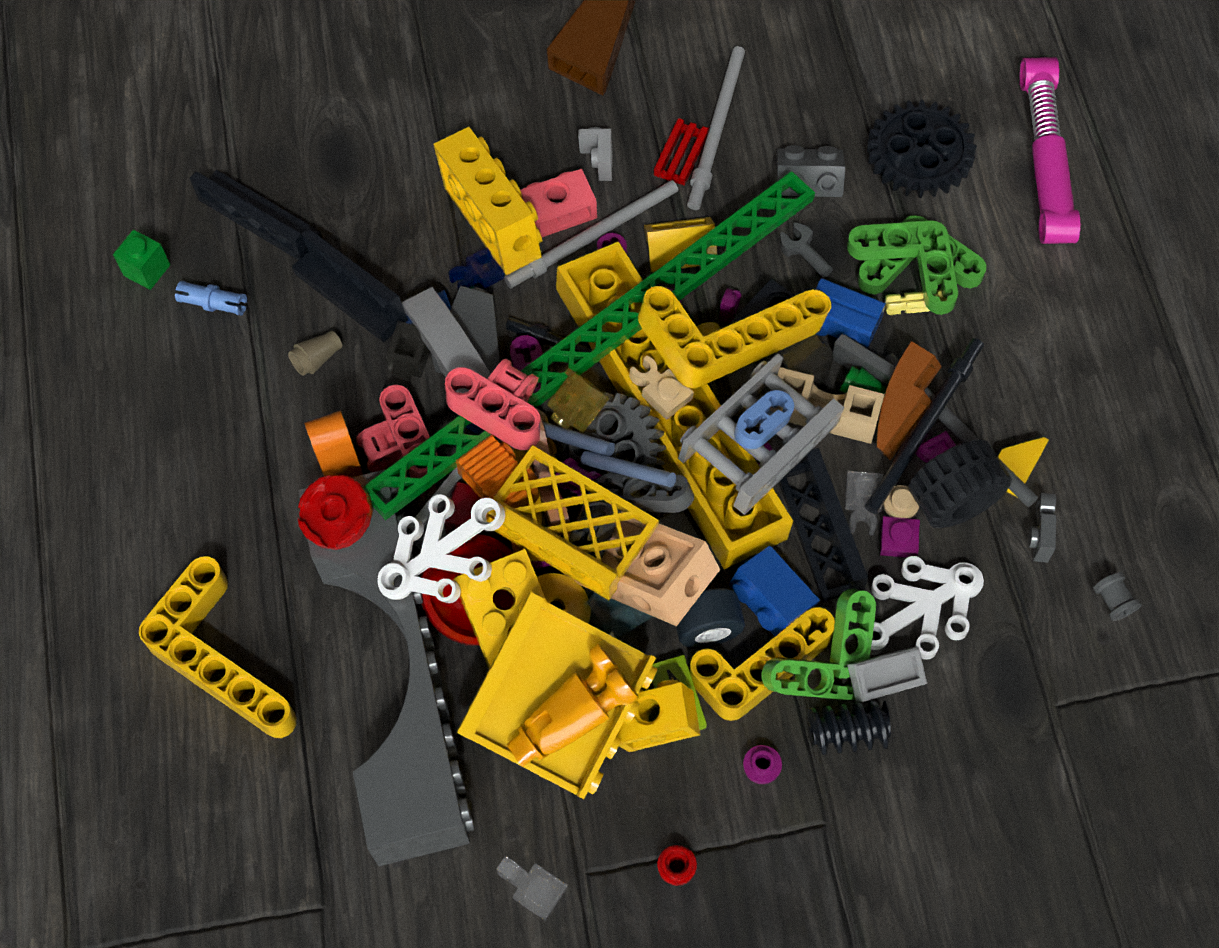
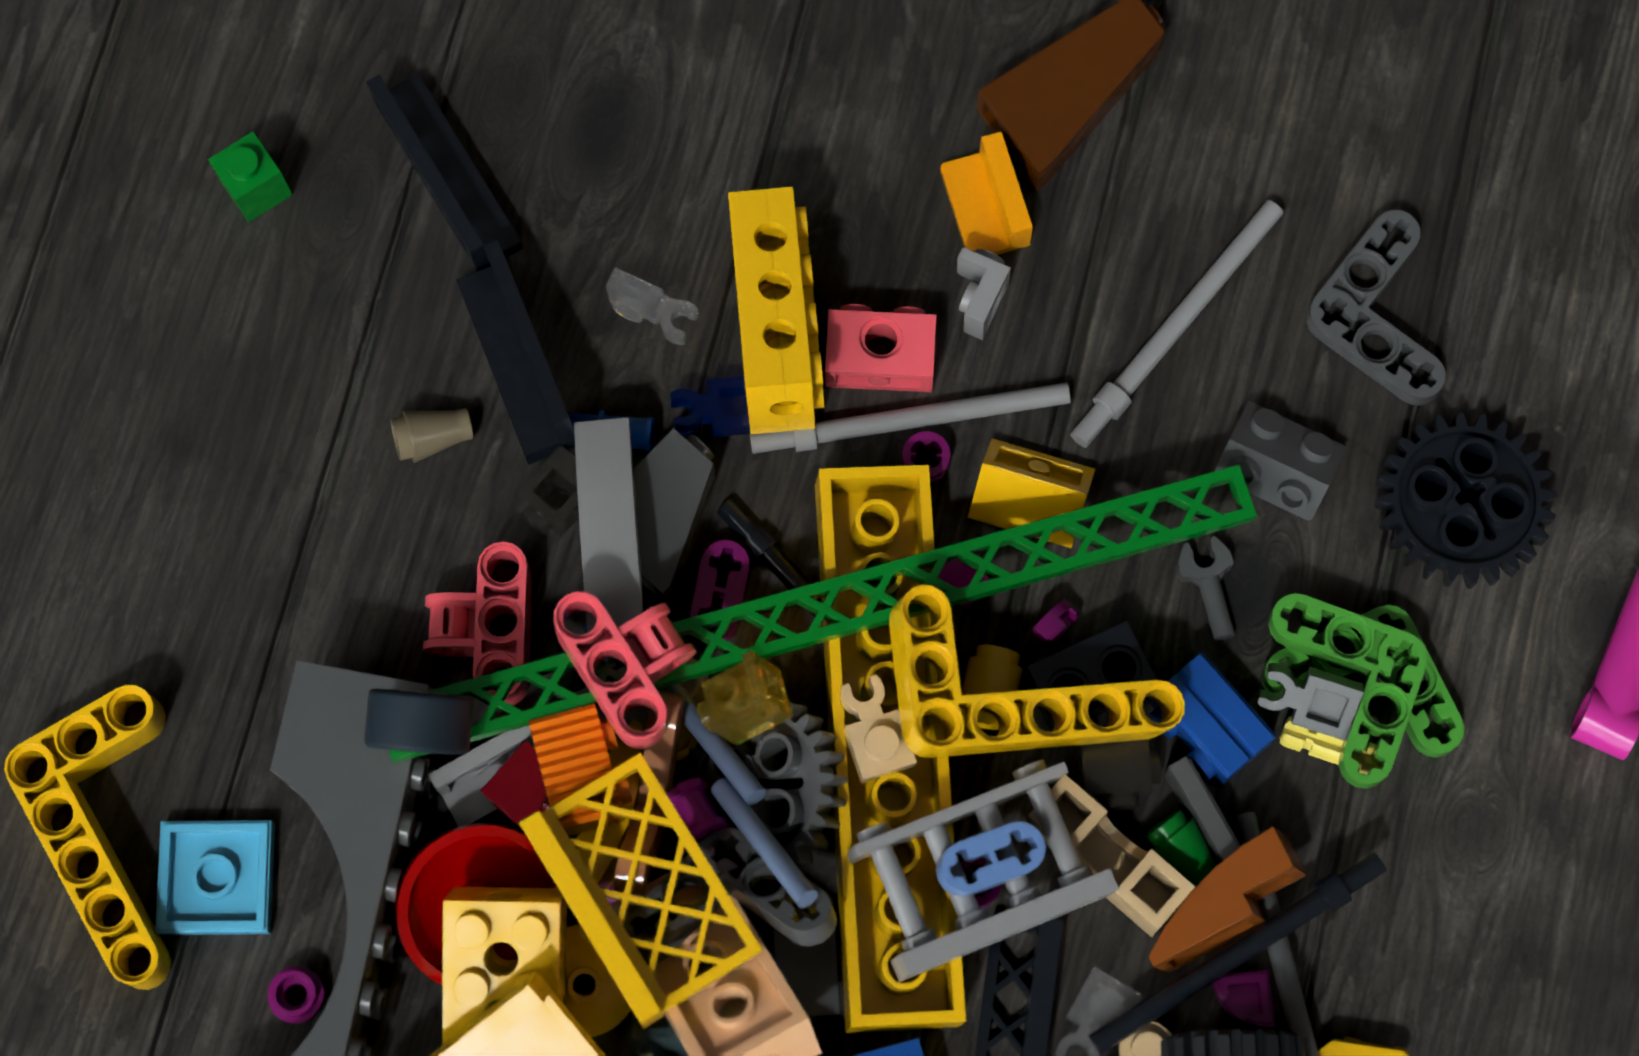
camera: 25 degrees right, 10 degrees up
(211, 298) = (323, 279): medium blue pin -> none
(300, 651) = (215, 877): none -> medium azure tile
(333, 445) = (379, 620): orange beam -> none
(334, 512) = (322, 724): red tile -> none
(379, 684) = (280, 988): none -> magenta plate
(392, 478) = (418, 721): none -> black wheel
(408, 232) = (642, 300): none -> clear plate
(436, 551) = (432, 855): white plant -> none
(579, 103) = (988, 198): none -> light orange panel
(689, 131) = (1136, 311): red tile -> none
(809, 80) = (1355, 305): none -> dark grey beam
(899, 276) = (1319, 702): none -> plate

